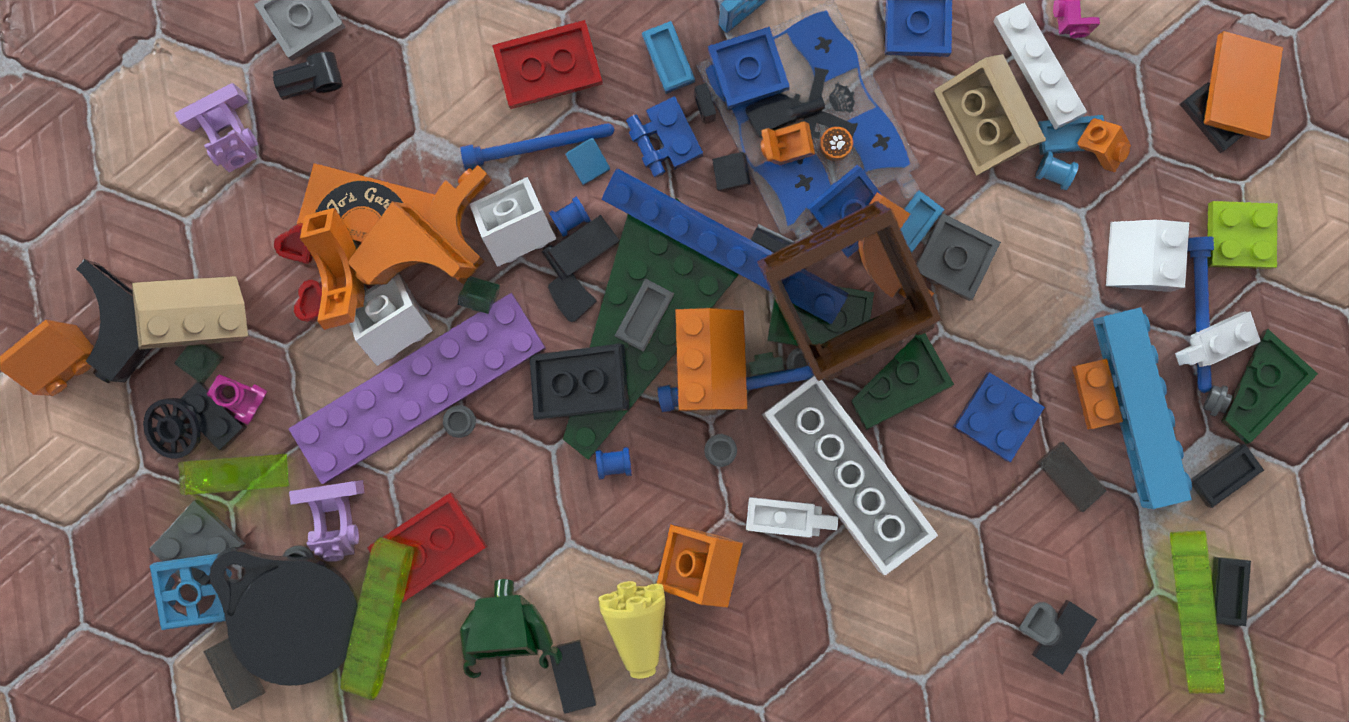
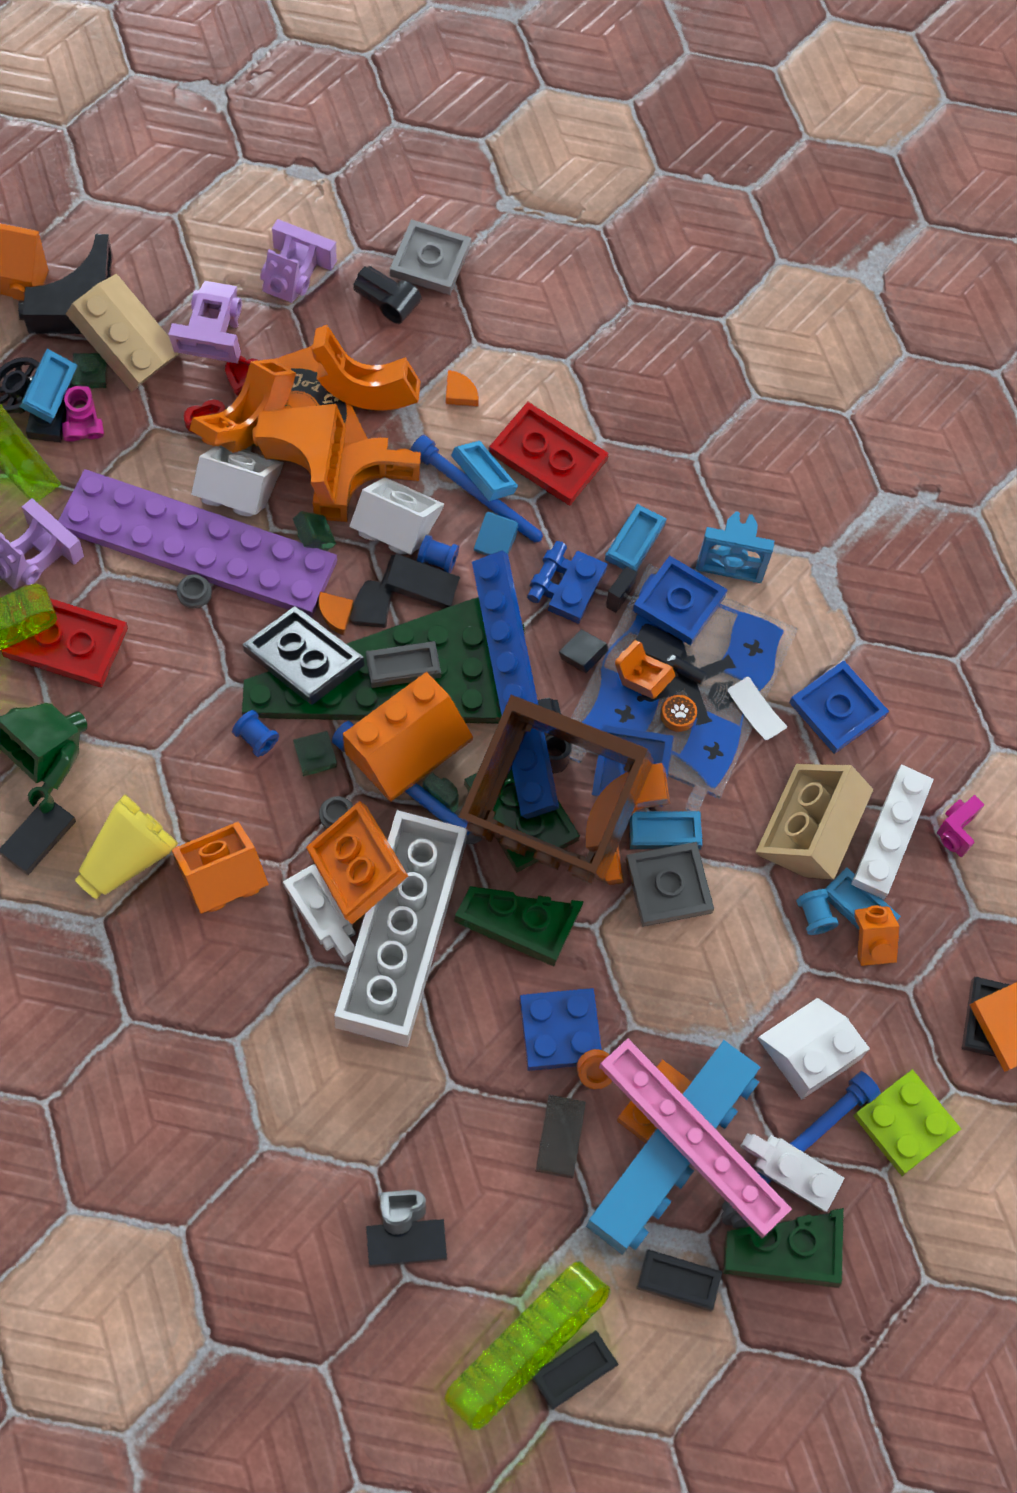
camera: 45 degrees right, 20 degrees down
(195, 407) = (48, 385): none -> dark azure tile
(242, 253) = (206, 336): none -> lavender tile
(379, 160) = (360, 384): none -> orange arch
(438, 87) = (460, 390): none -> orange tile
(525, 125) = (484, 470): none -> dark azure tile
(556, 328) = (335, 611): none -> orange tile
(660, 430) = (315, 753): none -> clear green plate
(779, 471) = (356, 862): none -> orange tile
(874, 83) = (756, 708): none -> white sticker
(1048, 417) = (589, 1071): none -> orange tile
(1160, 395) = (695, 1138): none -> bright pink plate

